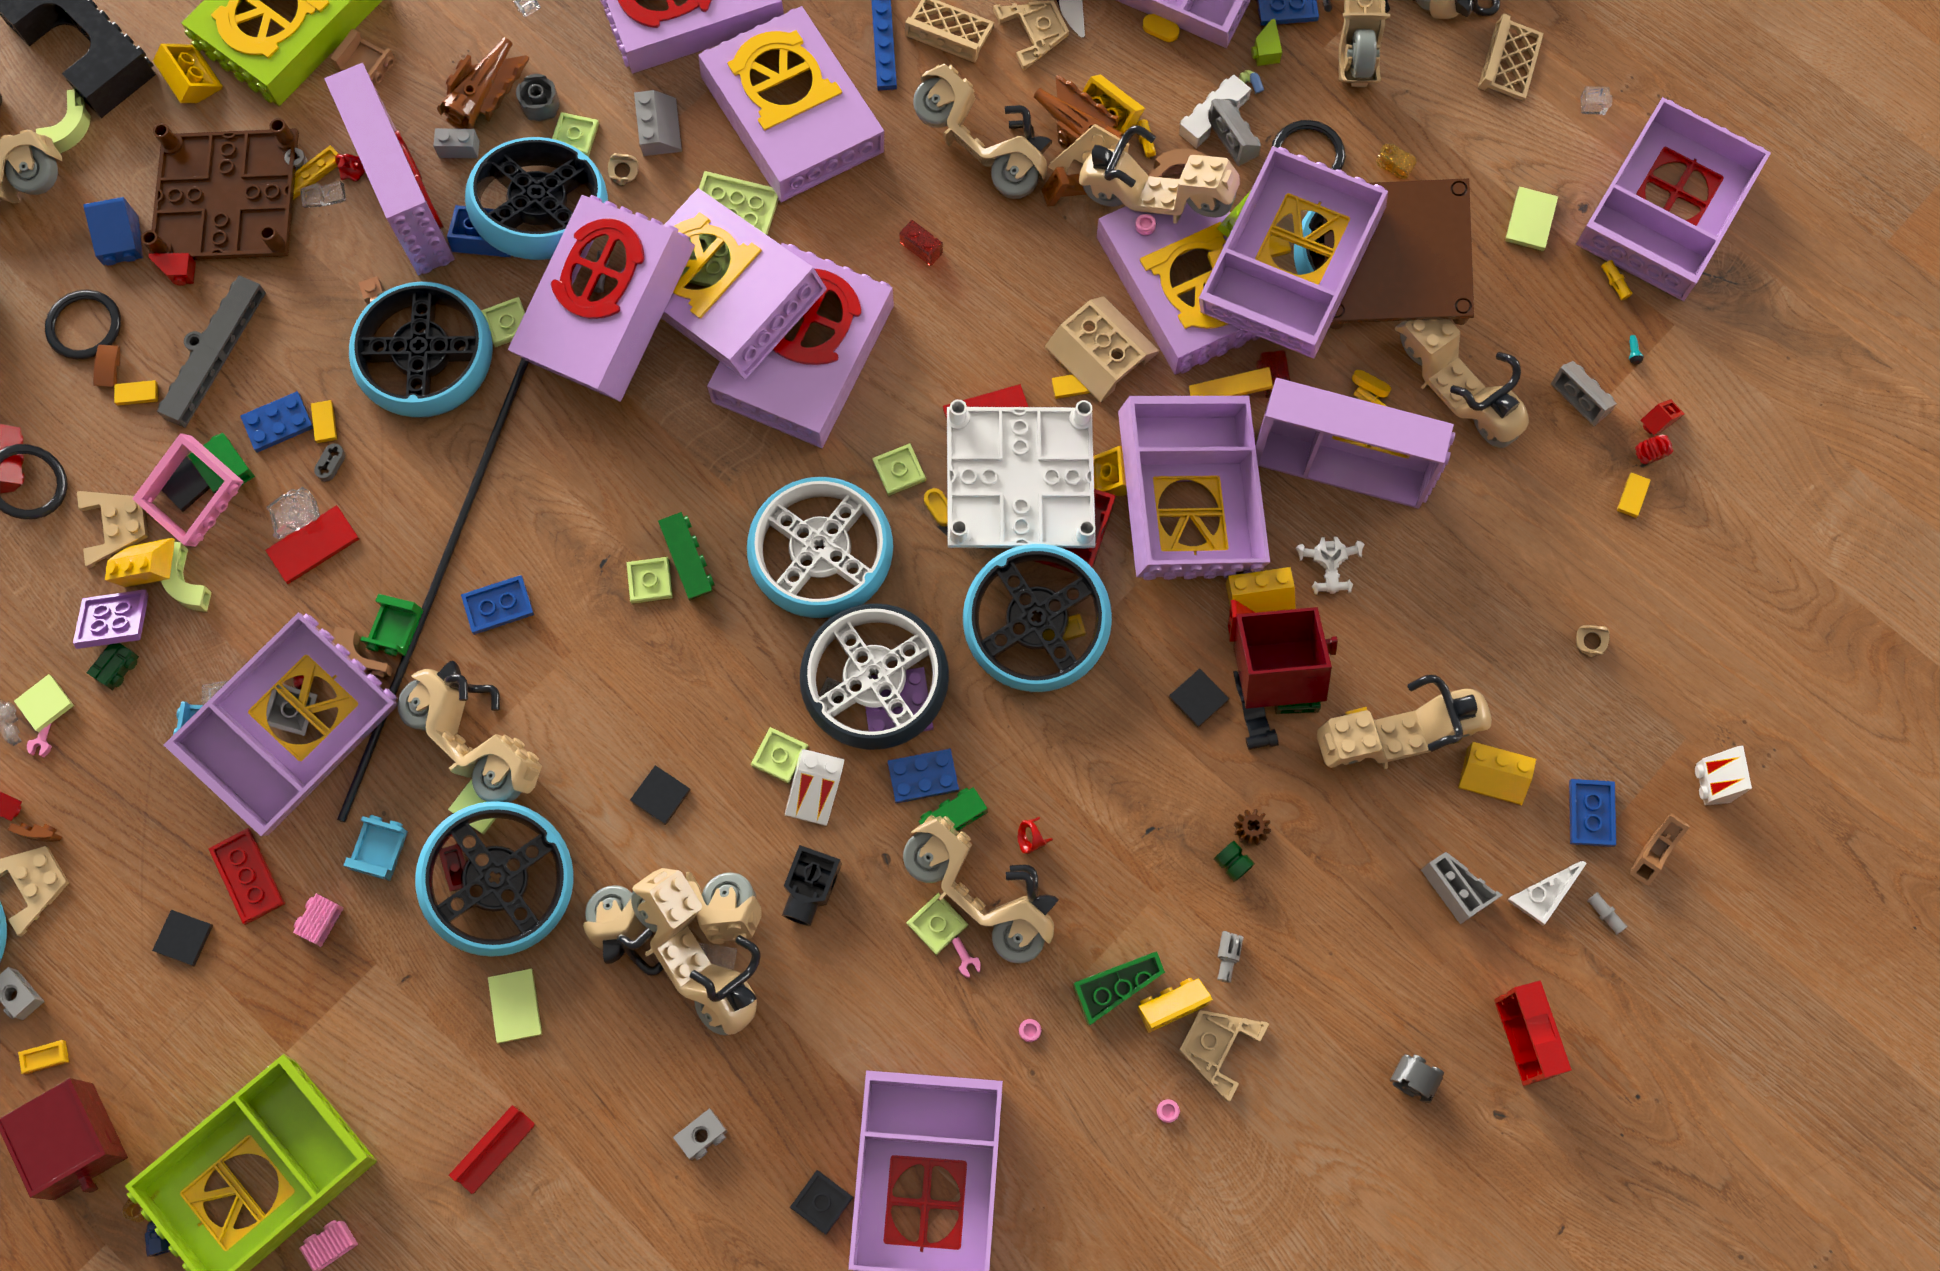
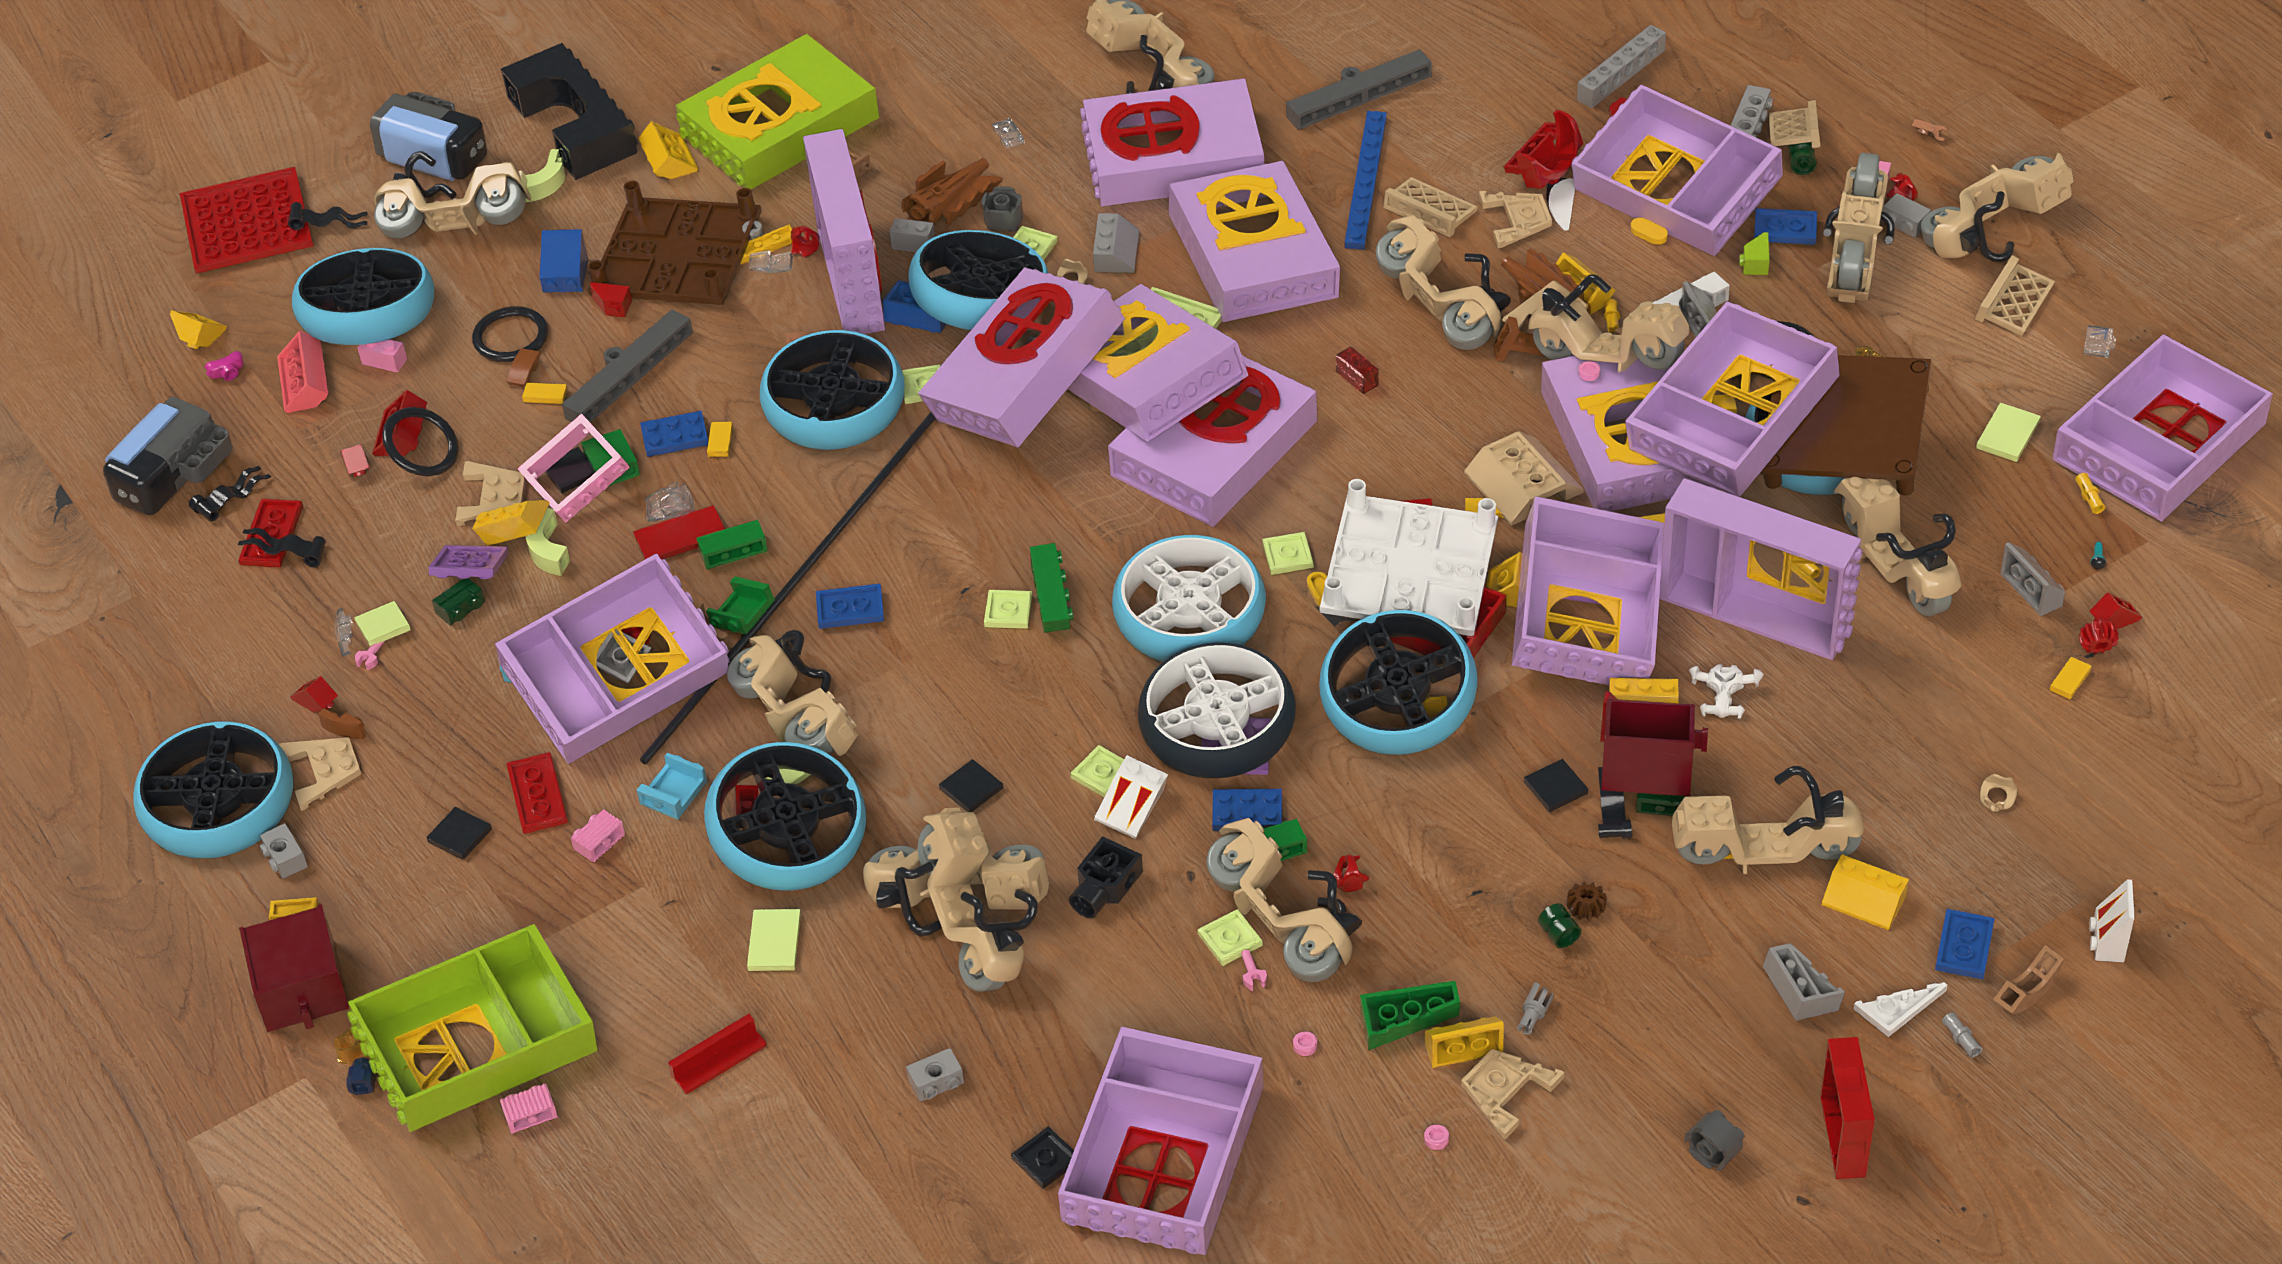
camera: 15 degrees right, 25 degrees down
(329, 462) = (716, 471): dark grey beam -> none
(365, 550) = (732, 544): none -> green brick
(1252, 78) = (1735, 281): medium blue arm -> none

